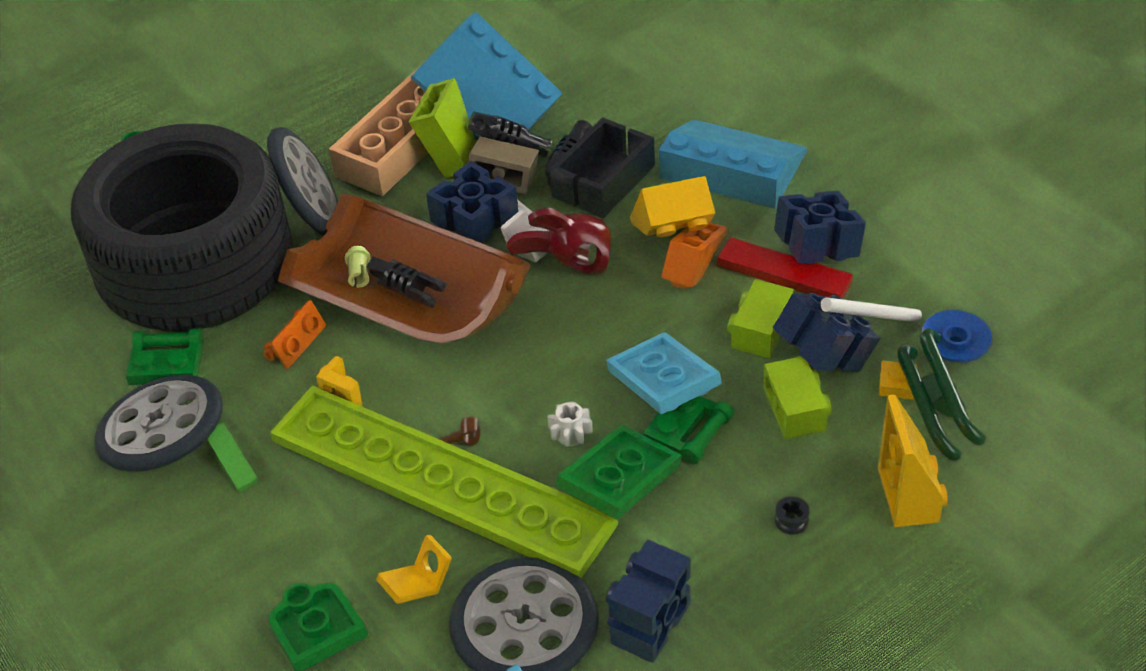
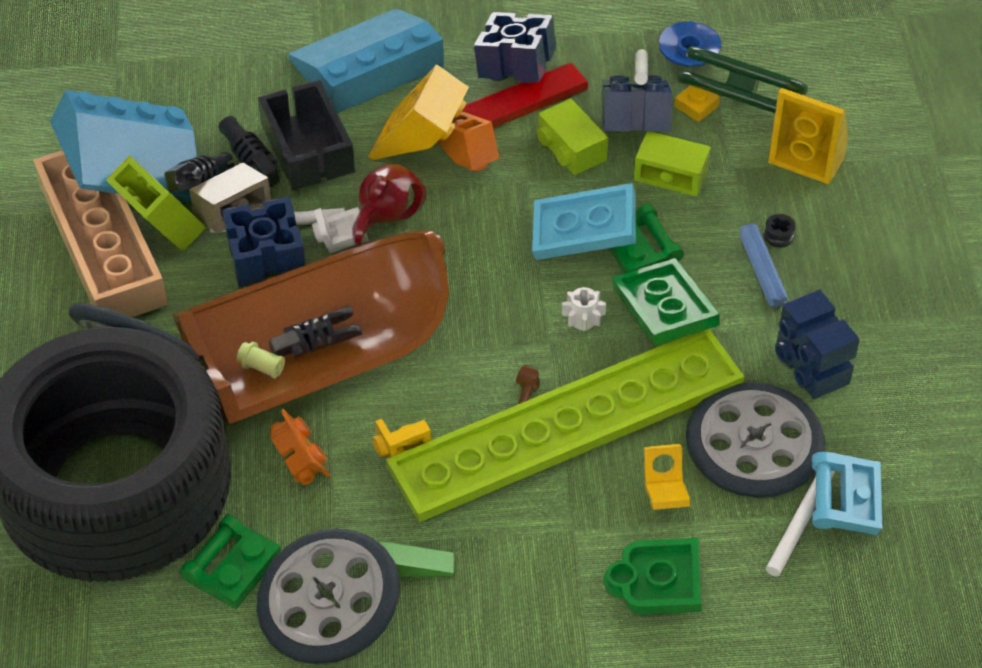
camera: 60 degrees left, 5 degrees up
(736, 524) = (763, 265): none -> medium blue axle

